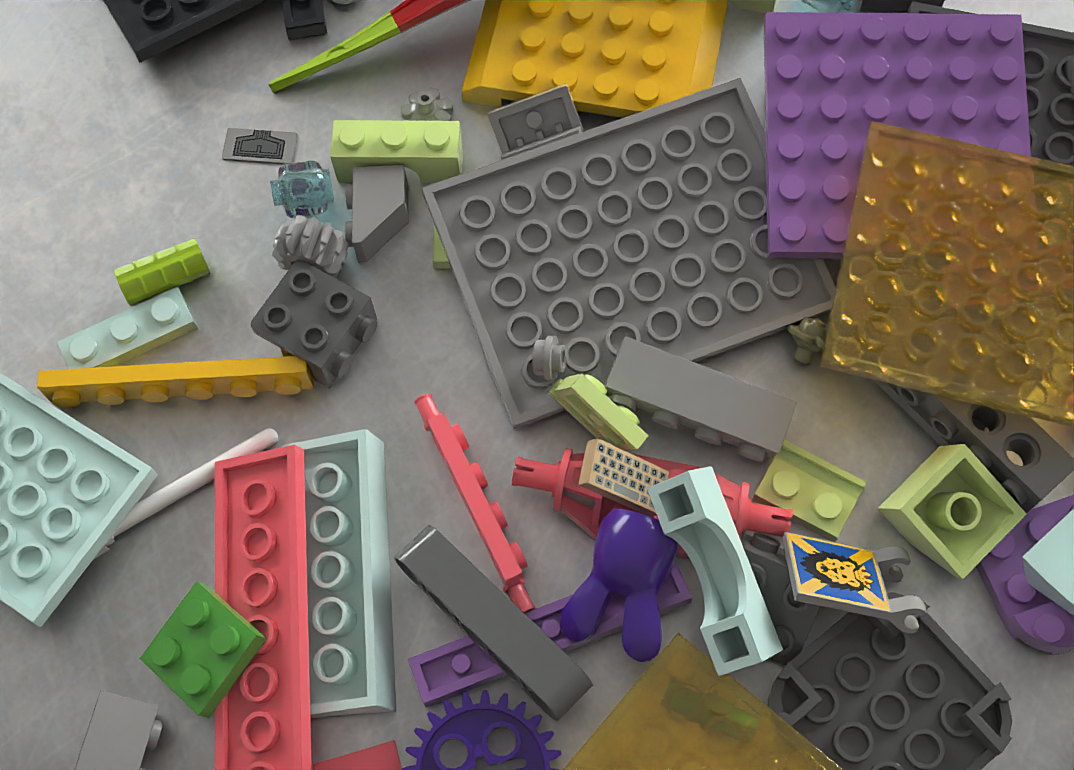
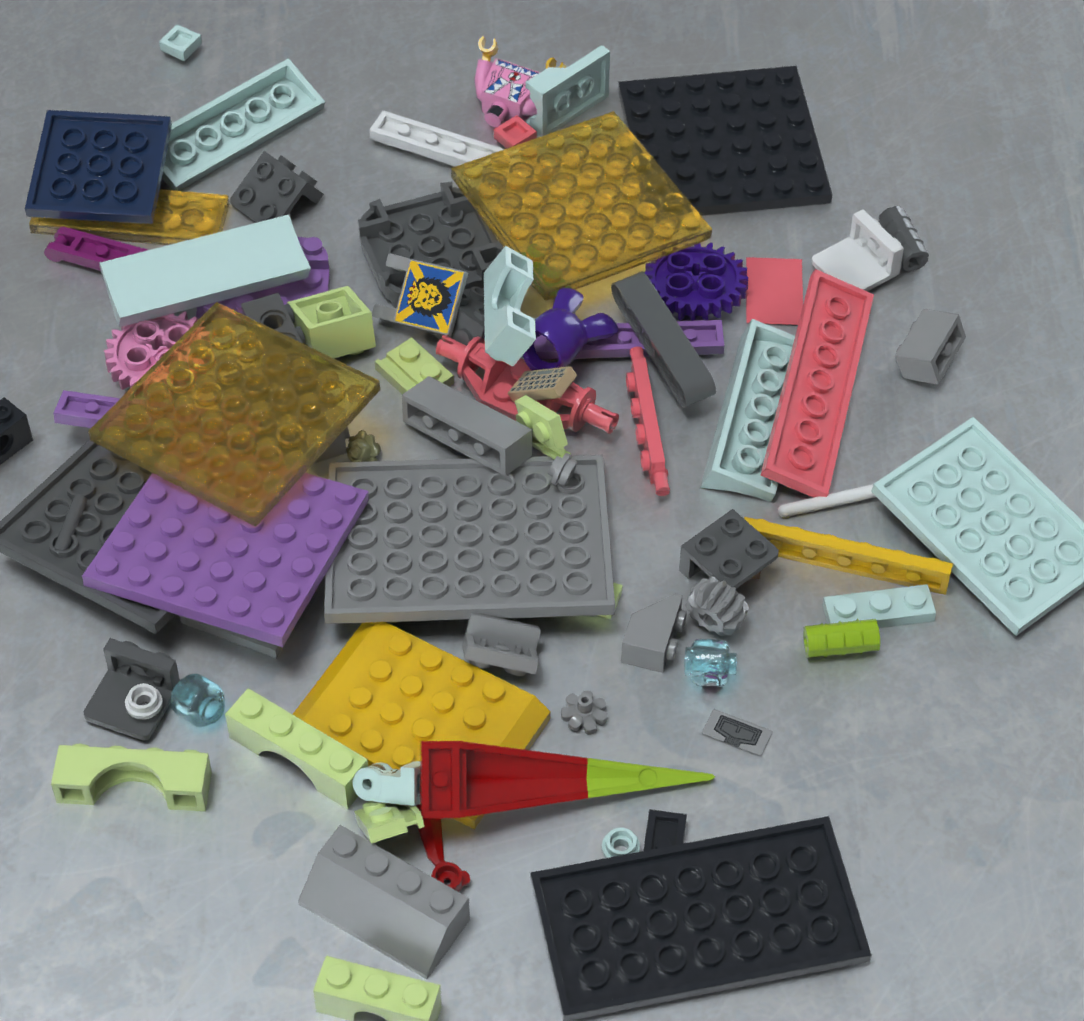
camera: 165 degrees left, 15 degrees down
(202, 649) = (860, 385): bright green plate -> none
(426, 147) = (646, 672): yellowish green arch -> none

